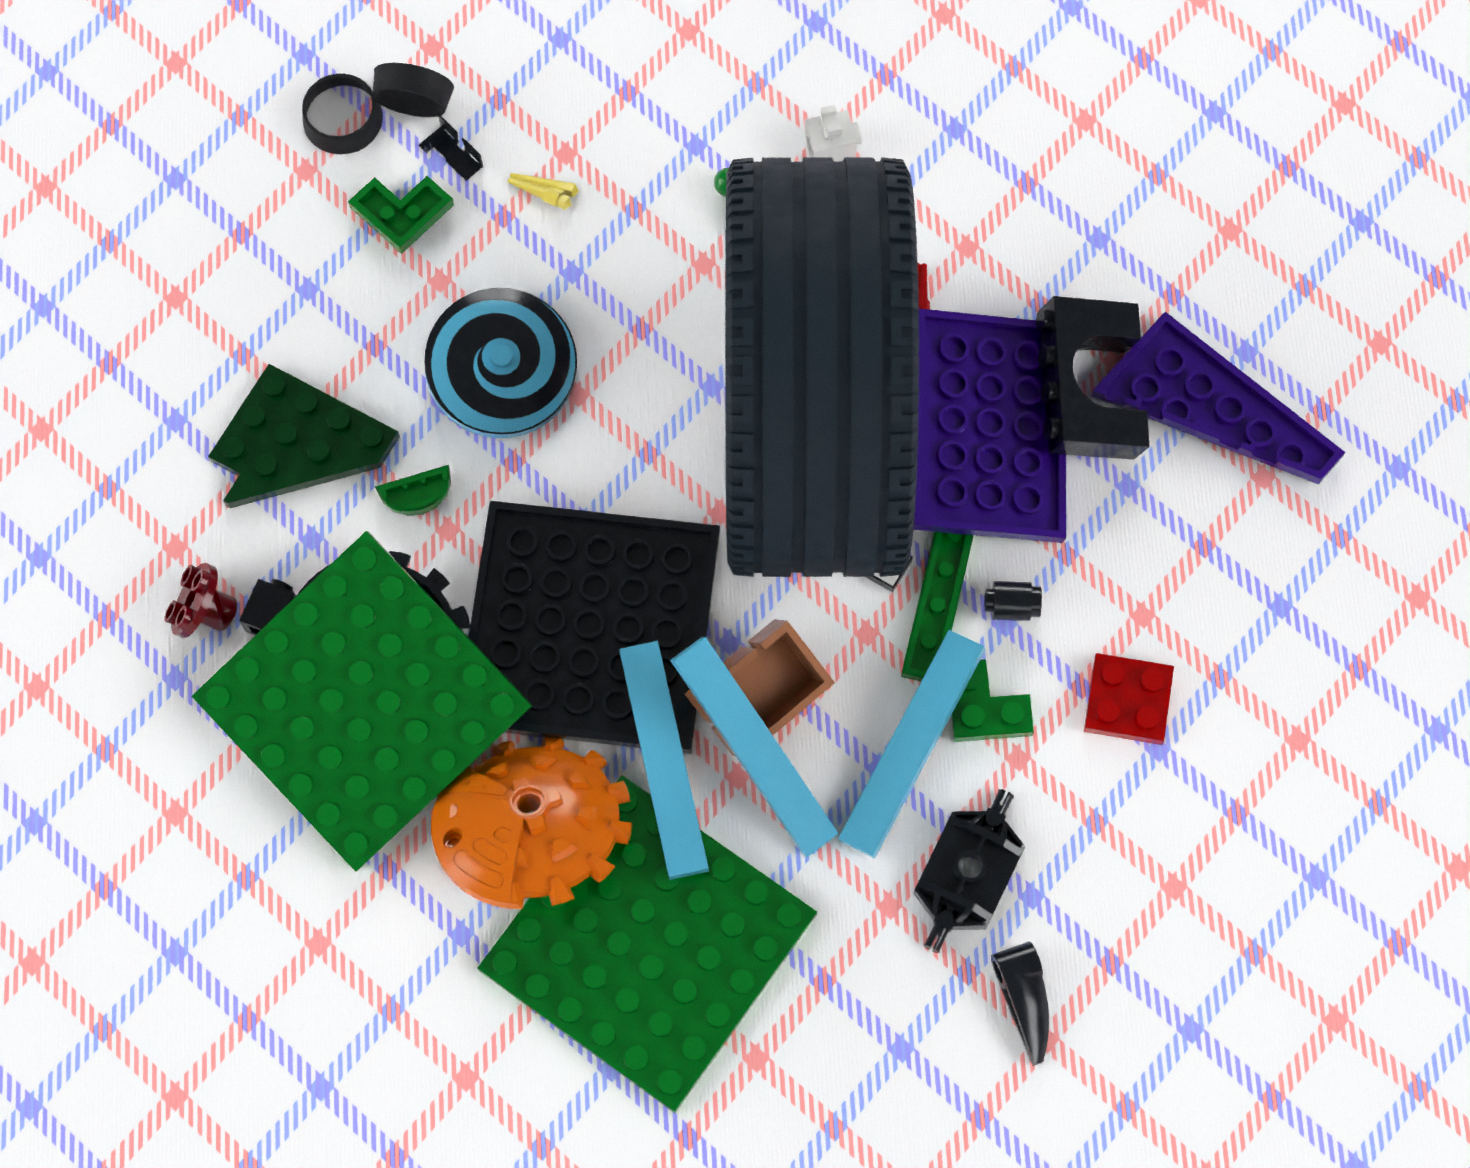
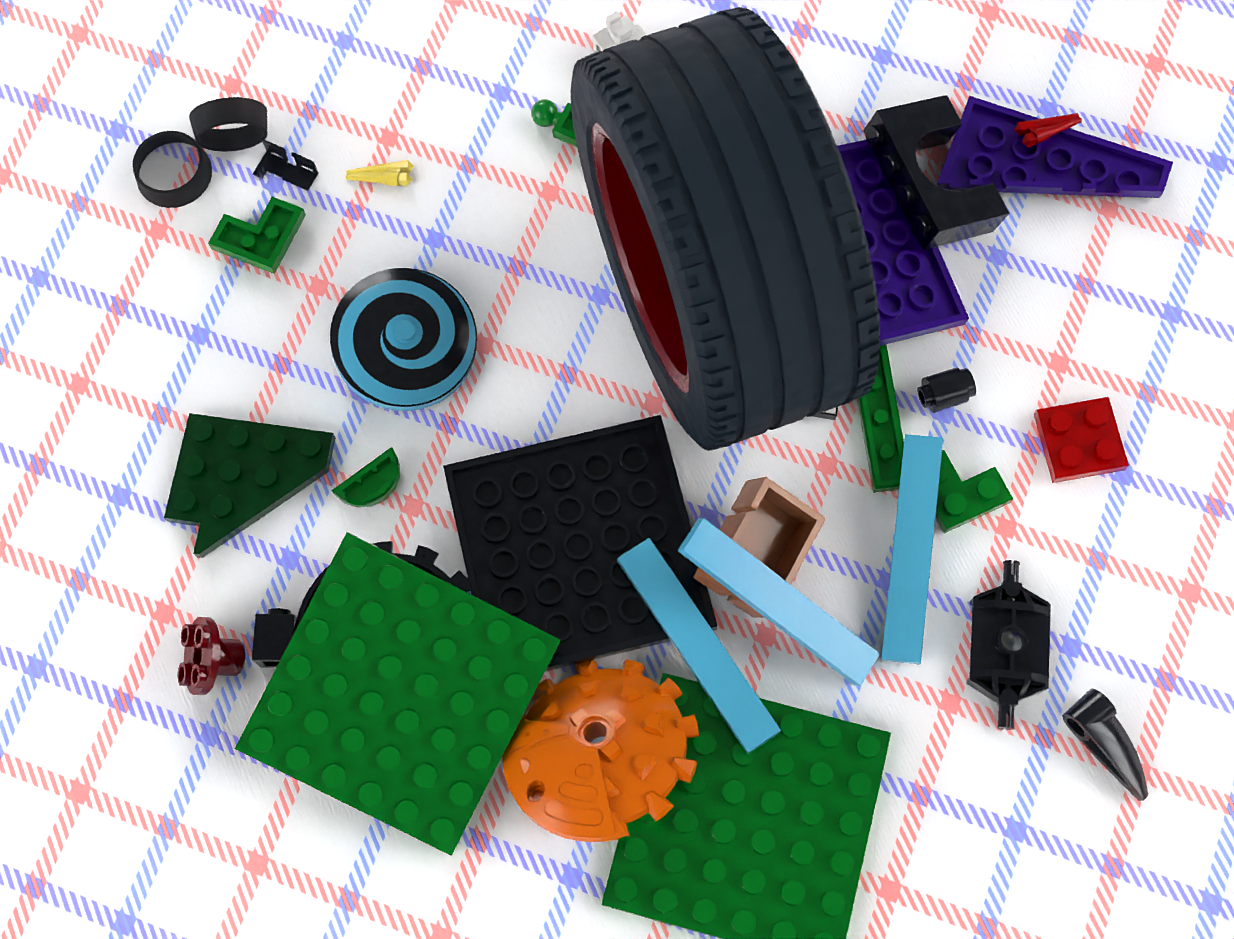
camera: 20 degrees left, 0 degrees up
(1220, 372) = (1042, 129): none -> red piece

